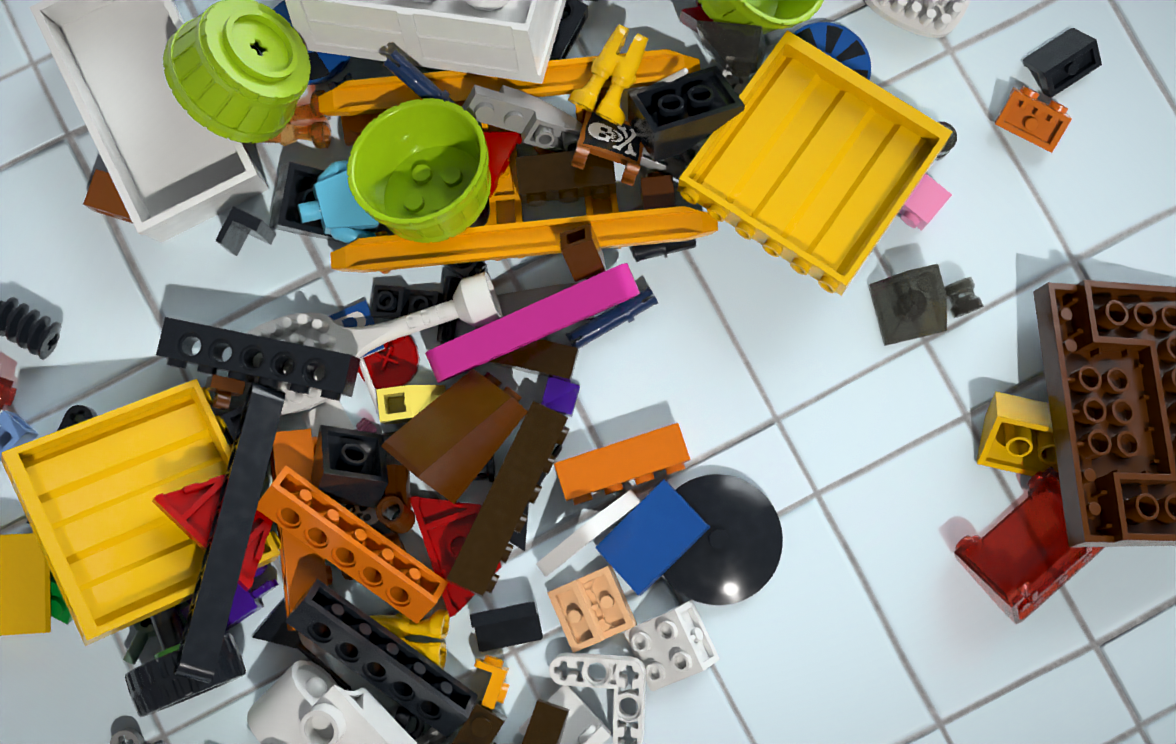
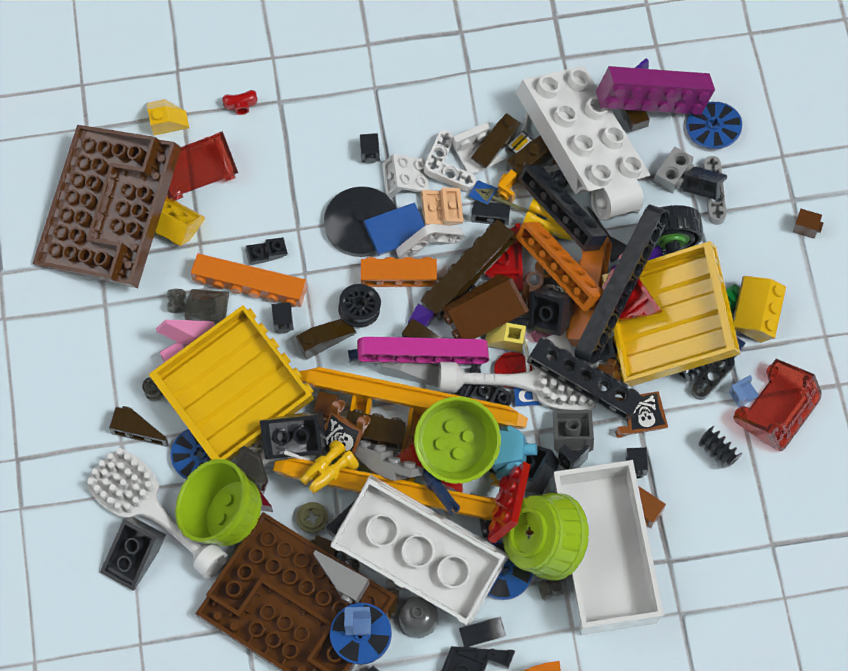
camera: 165 degrees left, 15 degrees down
(142, 348) = (647, 416): none -> flag
(149, 264) = (639, 458): none -> black brick
(261, 285) = (573, 429): none -> dark grey slope
(310, 100) = (508, 502): none -> red plate
(530, 656) = (484, 193): none -> piece
(582, 252) = (381, 372): reddish brown brick -> none
(619, 12) = (304, 513): none -> olive gear
(661, 411) = (359, 295): none -> black wheel
(701, 315) = (323, 337): none -> dark brown slope
(750, 677) = (369, 147): none -> black brick
(781, 323) = (282, 317): none -> black brick
(852, 434) = (267, 251): none -> black slope
(861, 370) = (248, 280): none -> orange brick
(913, 238) = (184, 330): none -> bright pink slope
(941, 74) = (133, 426): none -> dark brown slope
(1005, 695) = (240, 102): none -> red piece
(1034, 119) = (92, 385): orange bracket -> none
(1064, 61) = (60, 414): black panel -> none
(1122, 627) = (166, 117): none -> yellow slope

